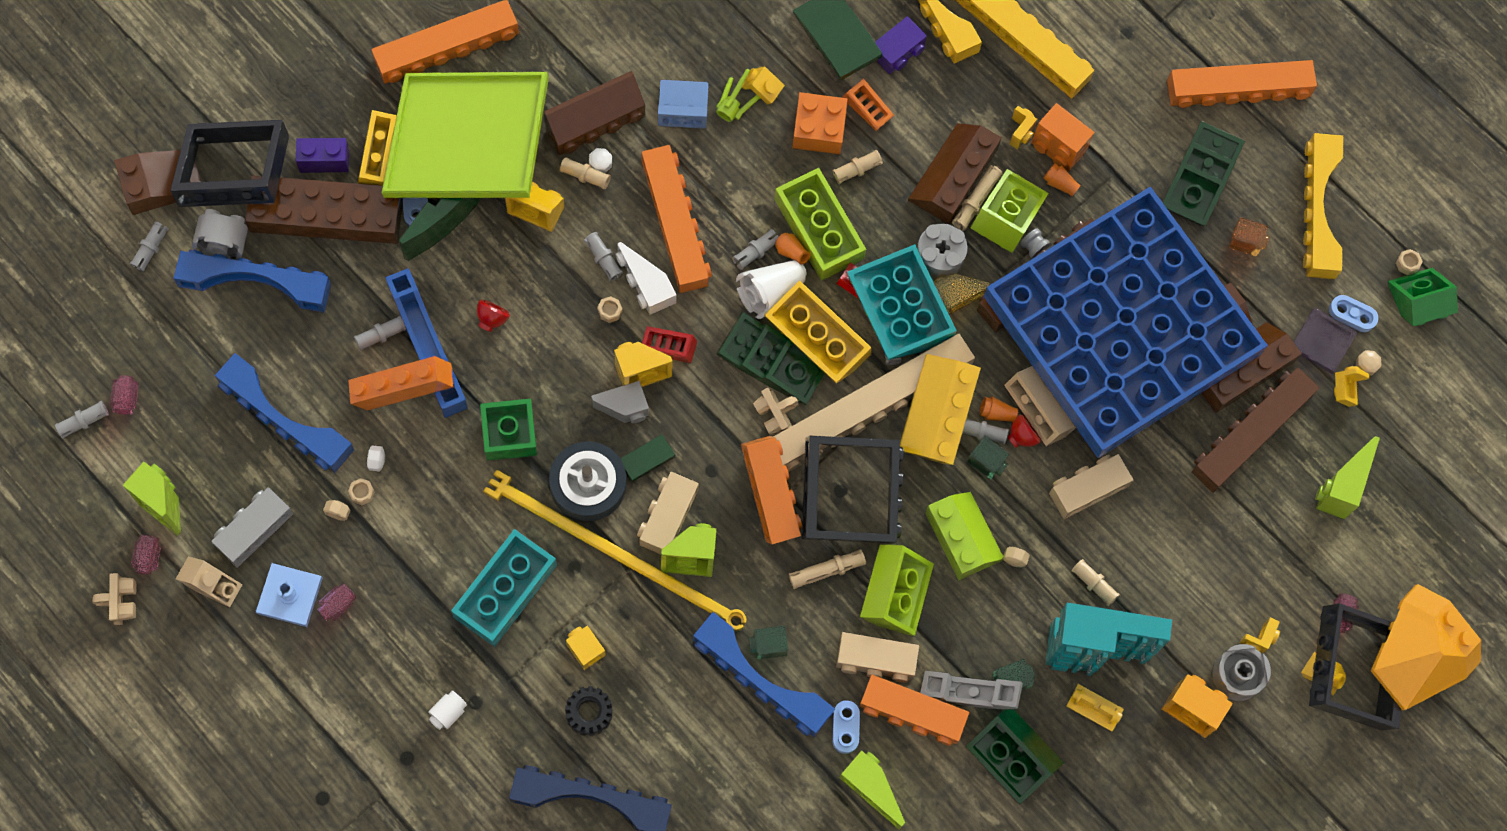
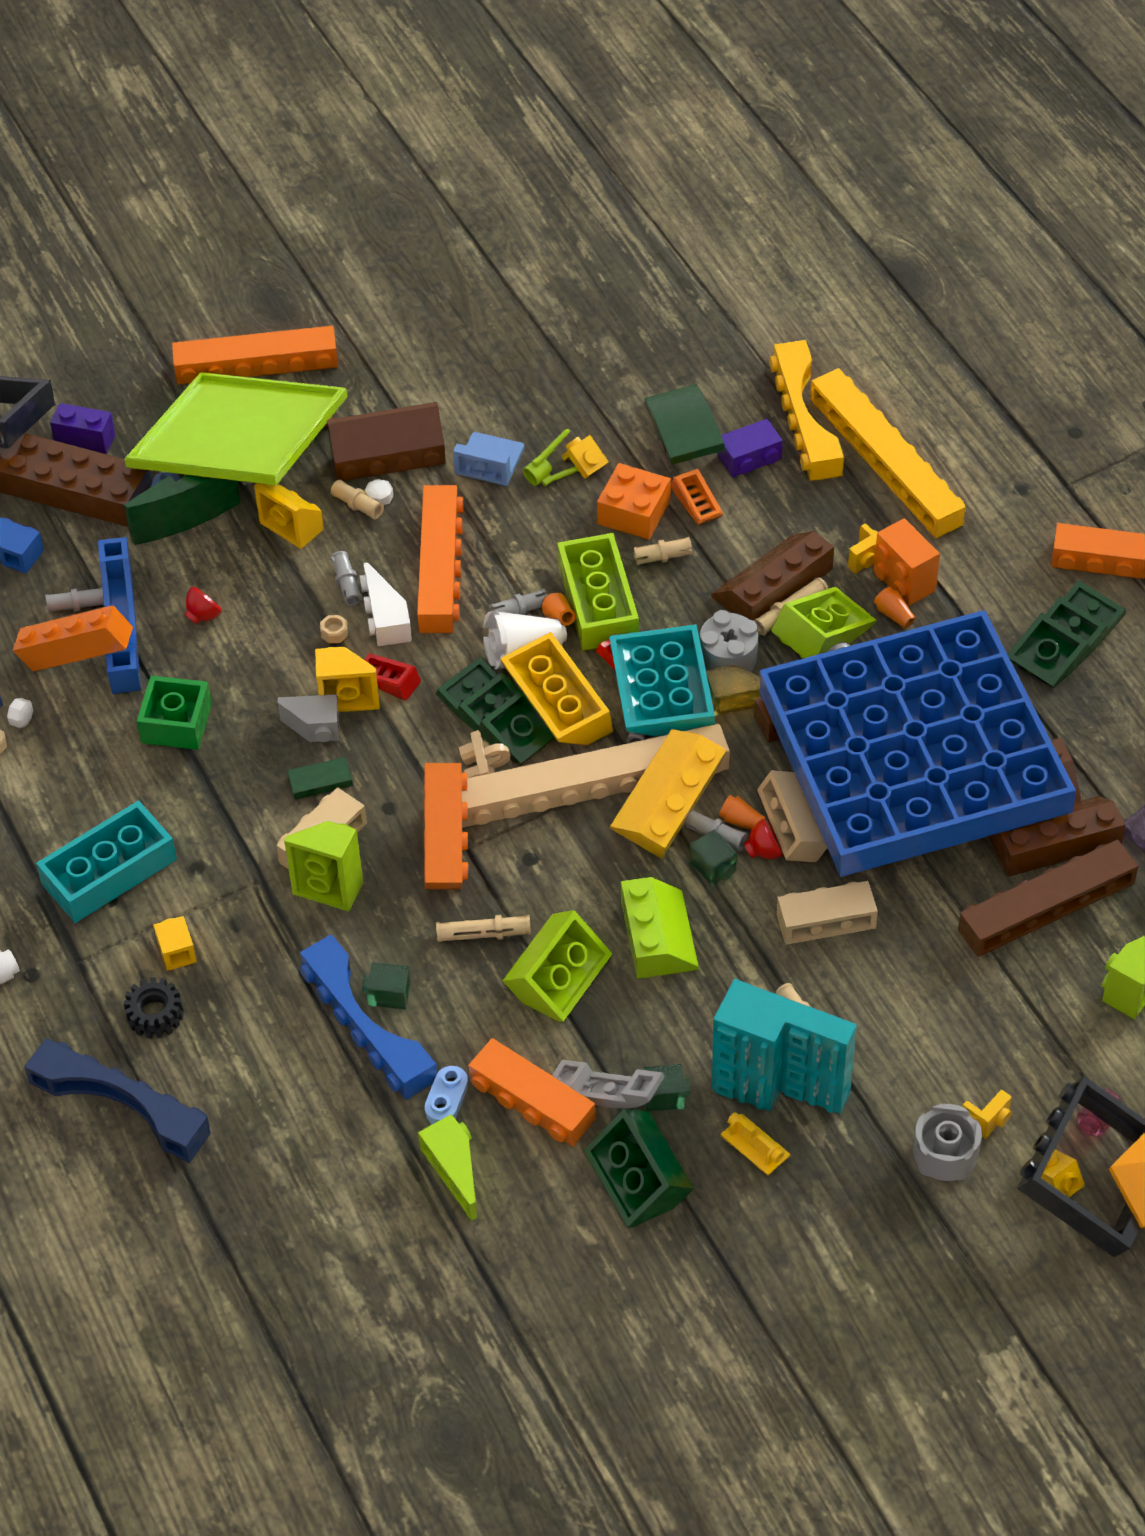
camera: 25 degrees right, 20 degrees down
(377, 148) = (138, 424): yellow brick -> none
(587, 481) = (242, 780): wheel -> none
(686, 592) = (151, 775): yellow hinge -> none
(810, 490) = (521, 898): black window -> none
(877, 657) = (512, 1025): tan brick -> none
(1016, 557) = (711, 964): tan tile -> none
(1197, 705) = (878, 1161): light orange brick -> none
(1249, 237) = (1101, 704): clear orange brick -> none

